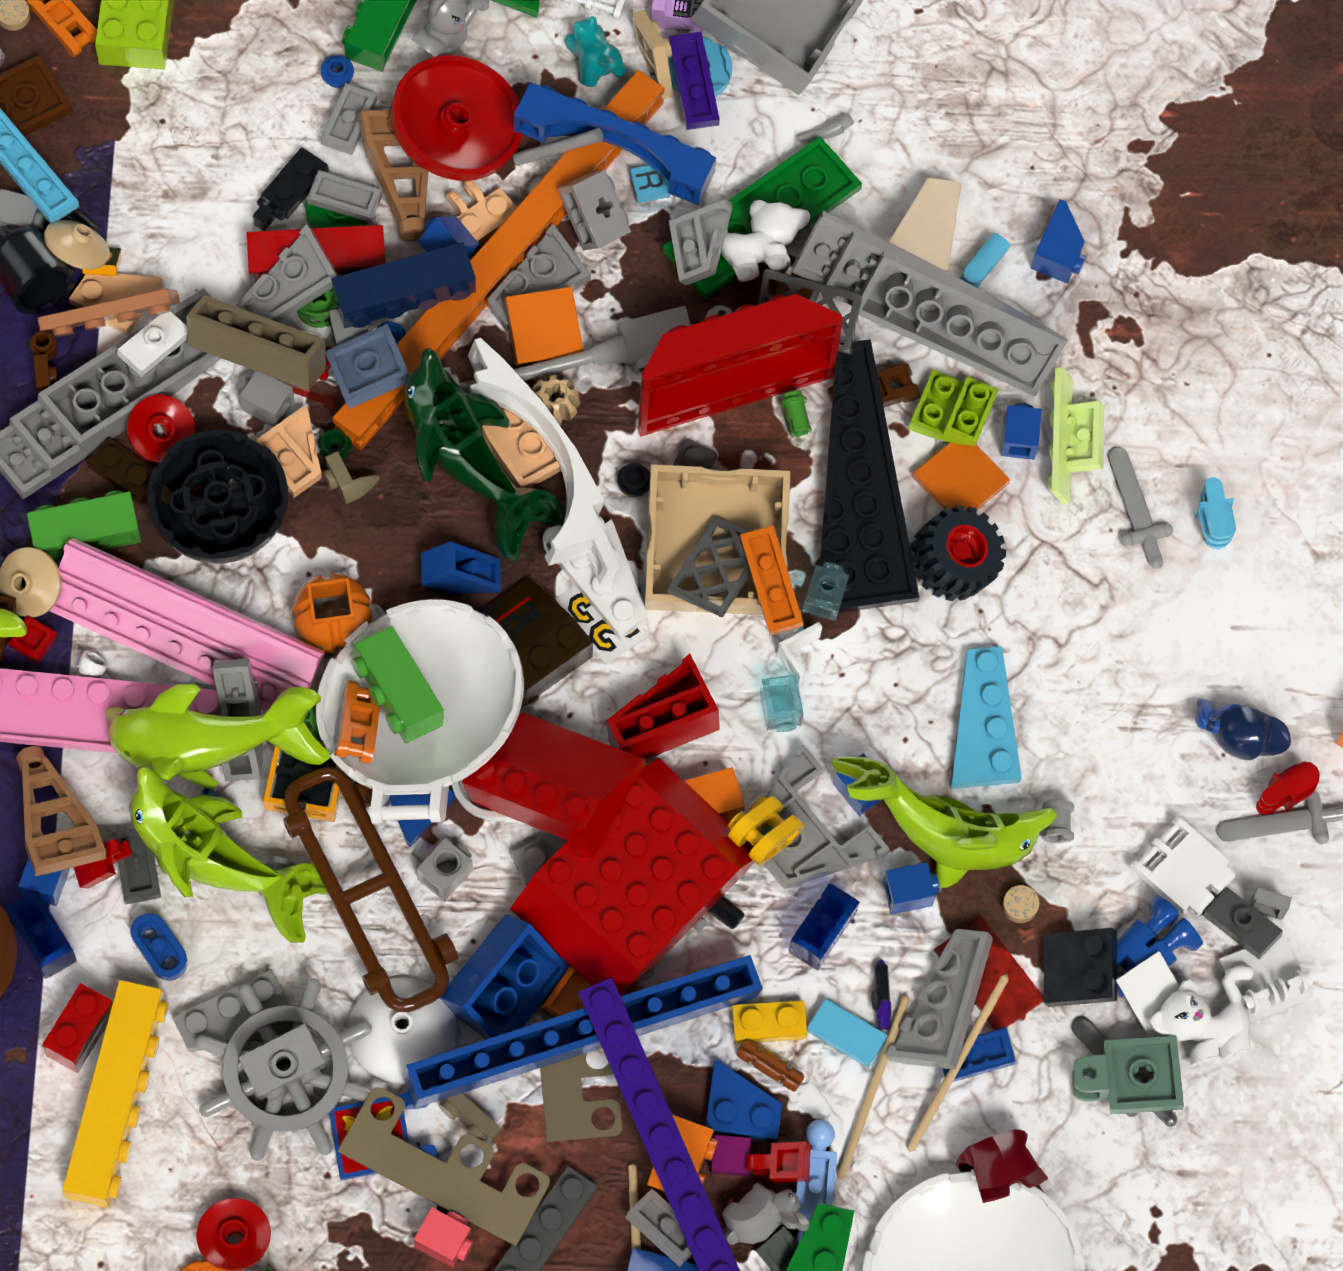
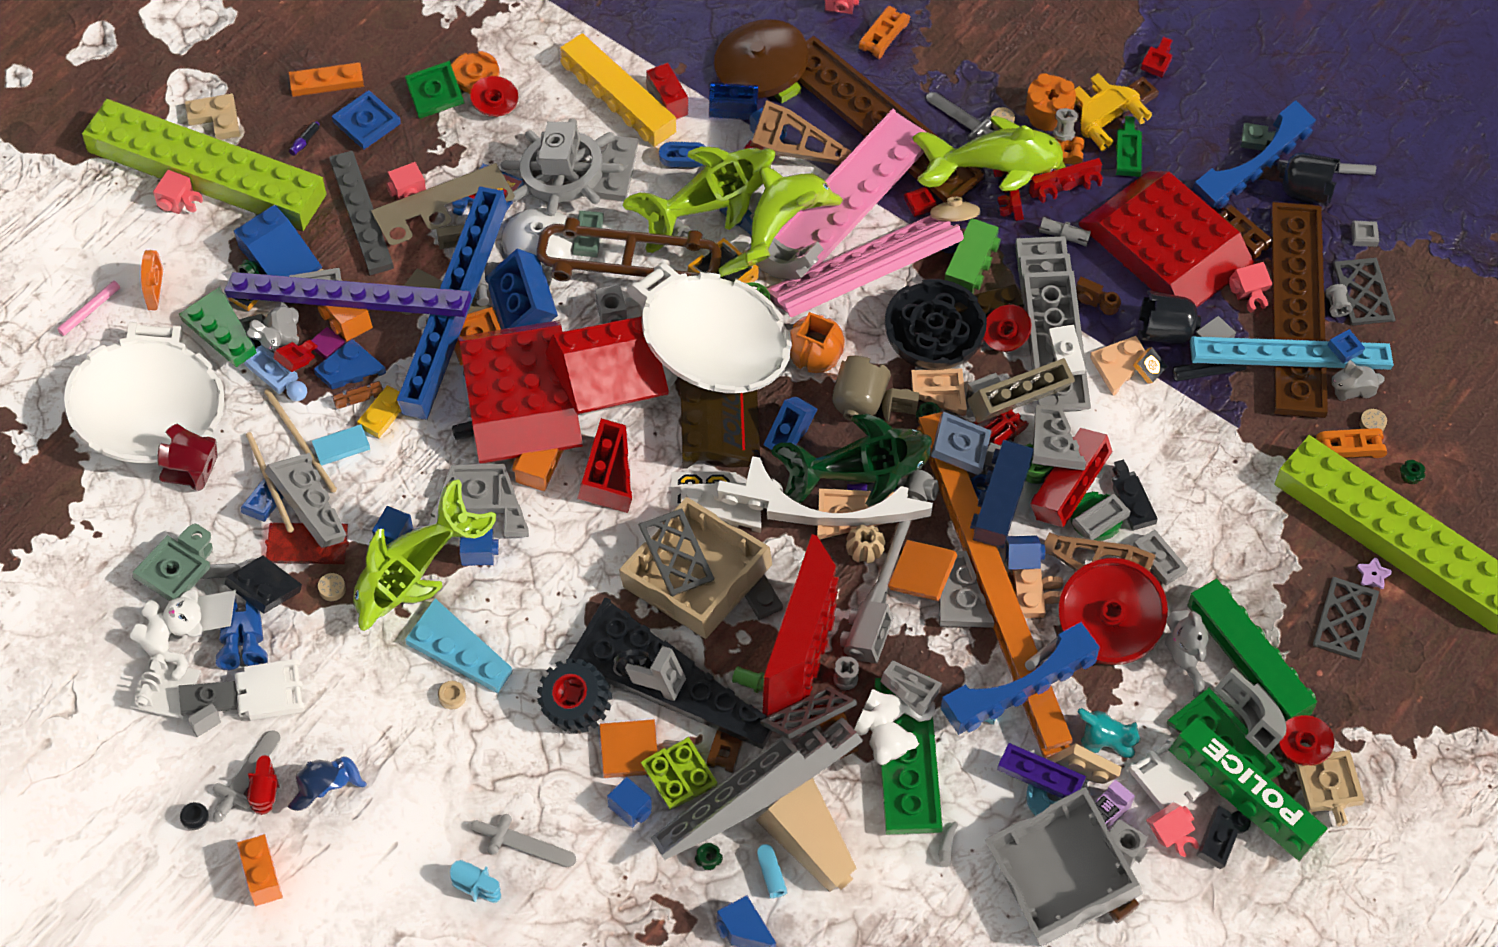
camera: 130 degrees right, 10 degrees down
(76, 244) = (1154, 343): tan dish -> none
(91, 664) = (882, 218): white hinge -> none
(123, 309) = (1105, 339): nougat plate -> none
(338, 79) = (1199, 579): blue plate -> none
(345, 981) = (588, 245): none -> sand green tile
(357, 720) = (729, 298): orange plate -> none
(366, 521) = (859, 386): none -> dark tan cylinder
(397, 685) = (732, 324): bright green brick -> none
(594, 226) = (982, 644): light grey brick -> none
(634, 480) = (780, 559): black plate -> none
(761, 815) = (499, 473): yellow brick -> none
(771, 580) = (638, 563): orange plate -> none
(781, 703) = (564, 539): clear light blue brick -> none
(794, 641) = (594, 564): white bracket -> none
(821, 601) = (610, 599): clear light blue brick -> none
(823, 926) = (408, 464): clear blue brick -> none
(881, 995) = (345, 475): black piece -> none
(887, 462) = (663, 675): none -> light grey piece
(1040, 690) = (451, 695): none -> tan tile
(1060, 829) = (360, 639): light grey bush -> none
(1076, 436) = (601, 832): yellowish green bracket -> none

